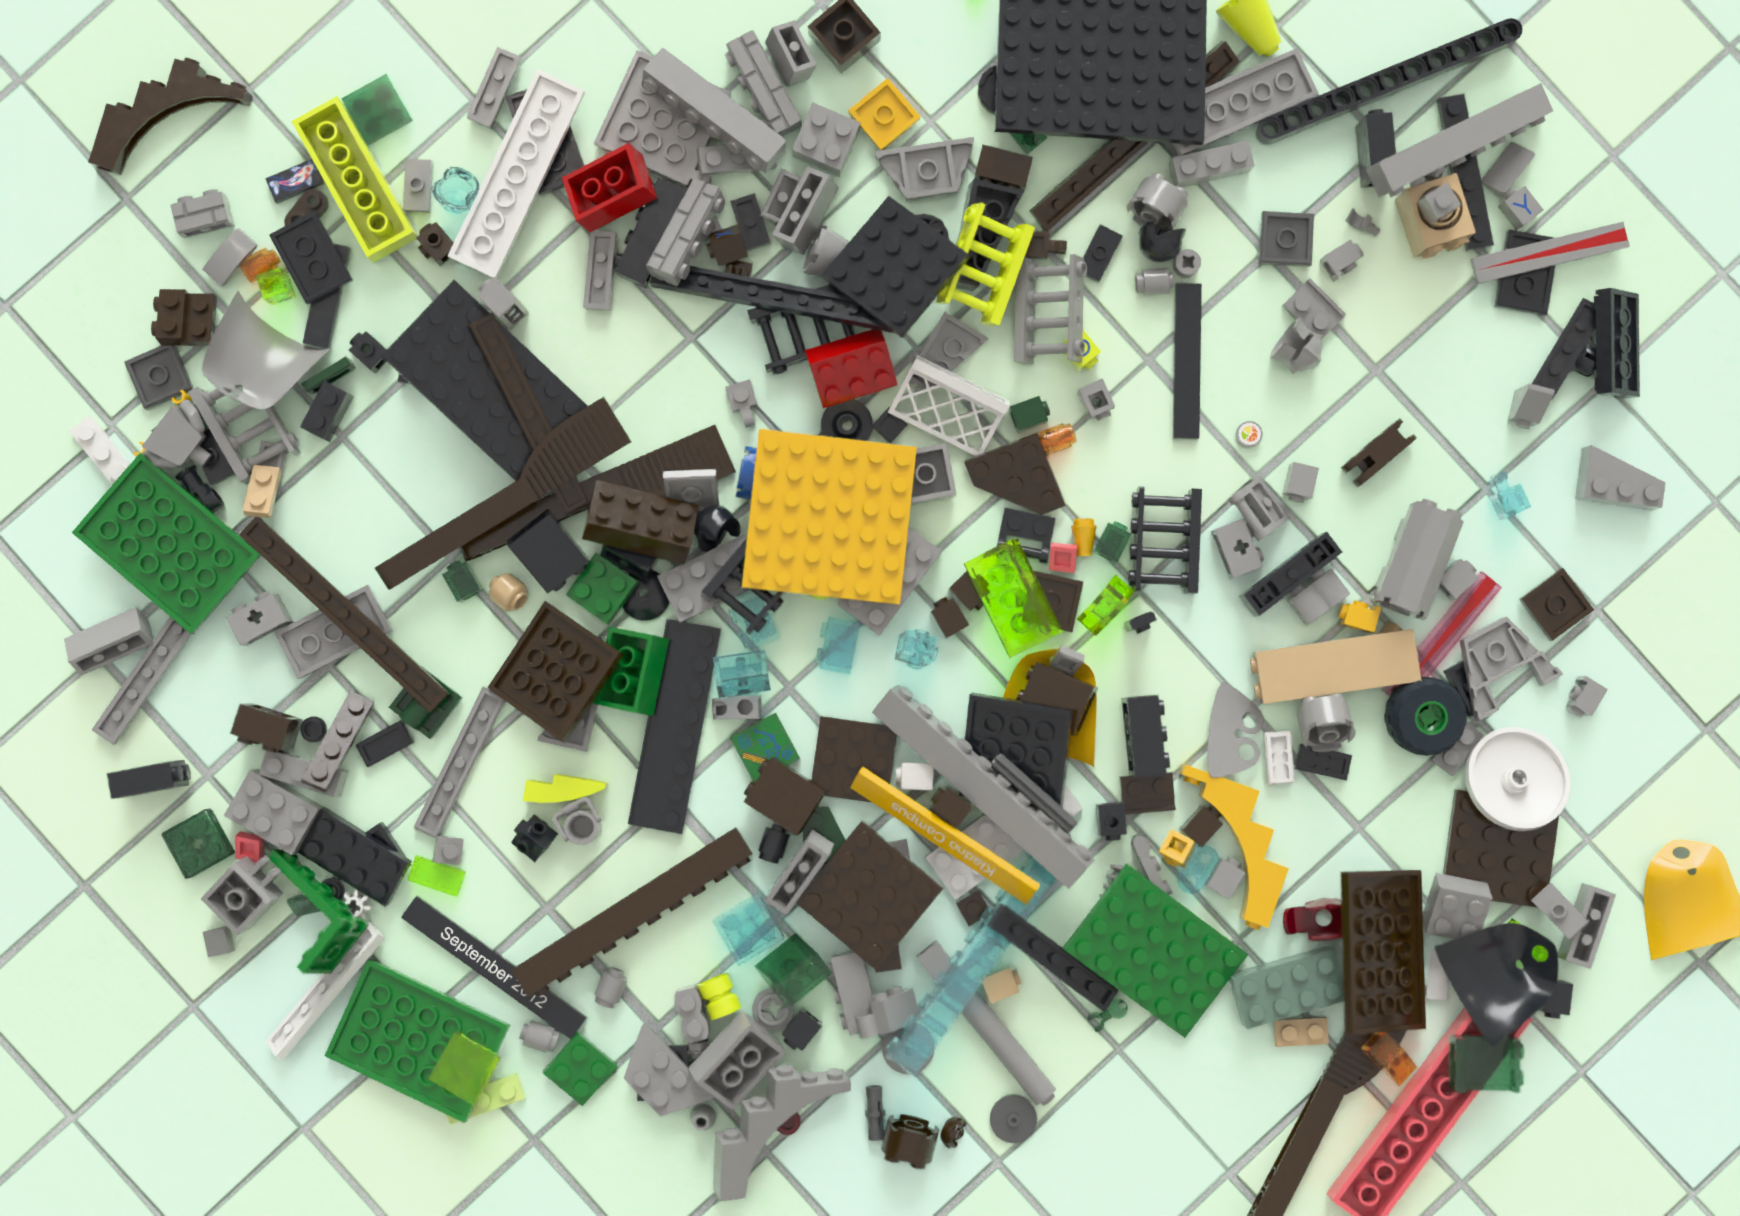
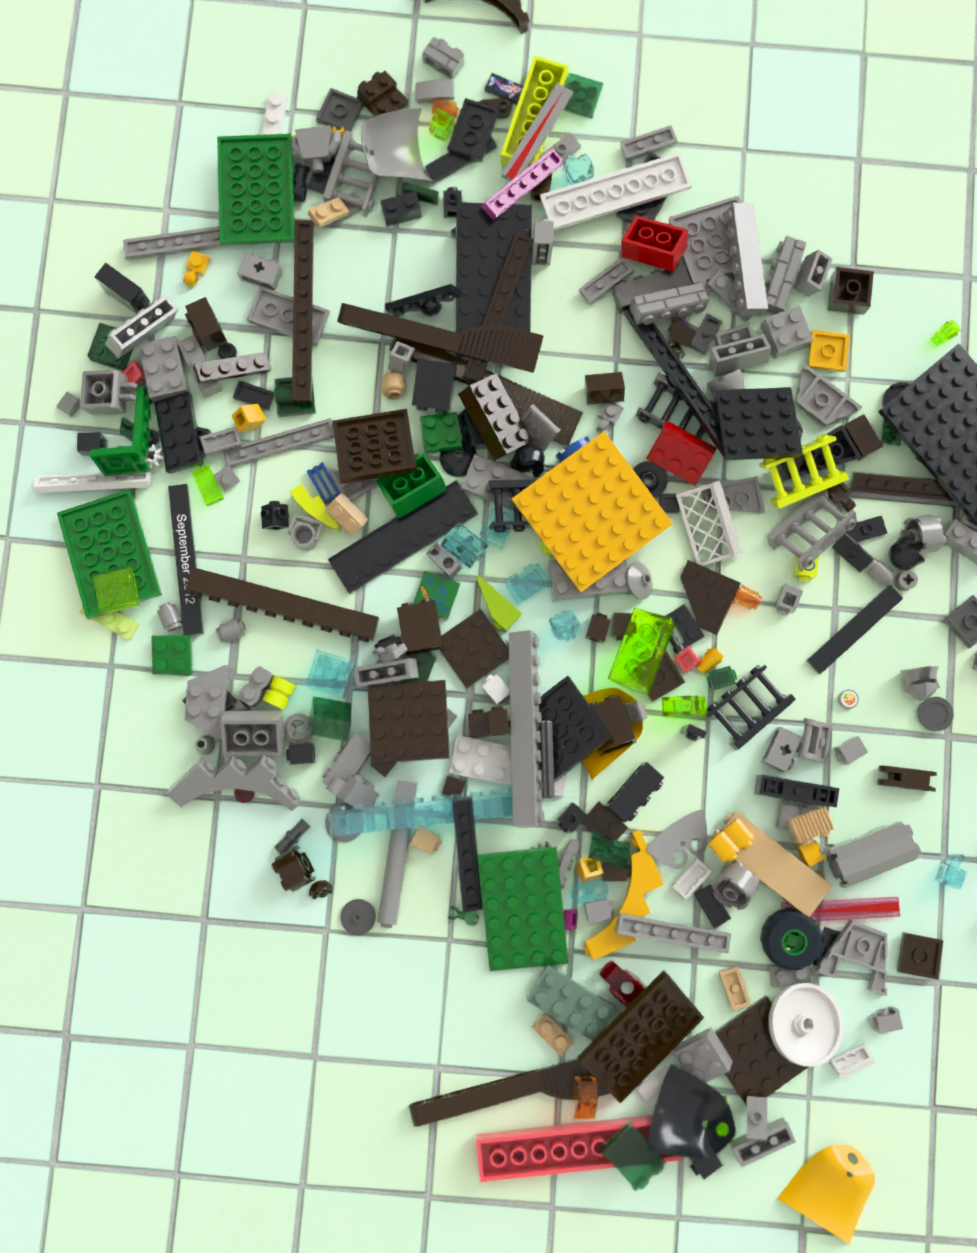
camera: 45 degrees right, 5 degrees down
(108, 641) = (177, 206): light grey brick -> none
(189, 675) = (196, 265): none -> yellow plate
(208, 796) = (141, 327): none -> light grey brick
(283, 956) = (89, 442): none -> black brick
(381, 199) = (537, 132): none -> light grey tile
(404, 822) = (220, 441): none -> light grey plate
(405, 771) = (248, 417): none -> yellow brick
(423, 268) = (522, 184): none -> tile
(455, 478) = (427, 302): none -> black plate
(462, 581) = (377, 357): clear green brick -> none
(487, 560) = (400, 357): none -> light grey brick
(521, 751) = (316, 469): none -> blue tile
(600, 764) = (346, 514): none -> tan brick
(711, 380) = (604, 388): none -> dark brown brick
(784, 850) = (390, 652): none -> light grey plate
(839, 697) = (500, 609): none -> lime slope
(932, 475) = (664, 548): light grey brick -> none
(940, 531) = (639, 580): none -> light grey dish
(944, 835) = (479, 733): yellow tile -> none
(1029, 414) = (746, 570): dark green brick -> none
(1109, 289) = (852, 552): none -> black plate
(1177, 814) = (609, 850): none -> clear green plate
(1208, 912) = (570, 919): none -> magenta tile
(1278, 687) = (730, 841): none -> yellow brick
(1313, 826) = (673, 933): none -> light grey plate
(1315, 308) = (949, 671): light grey plate -> none
(1336, 595) = (810, 825): none -> tan brick
(1343, 362) = (935, 714): none -> dark grey piece
(1420, 814) = (734, 988): none -> tan plate
(1457, 578) = (881, 886): light grey brick -> none
(1592, 766) = (852, 1061): none -> white plate

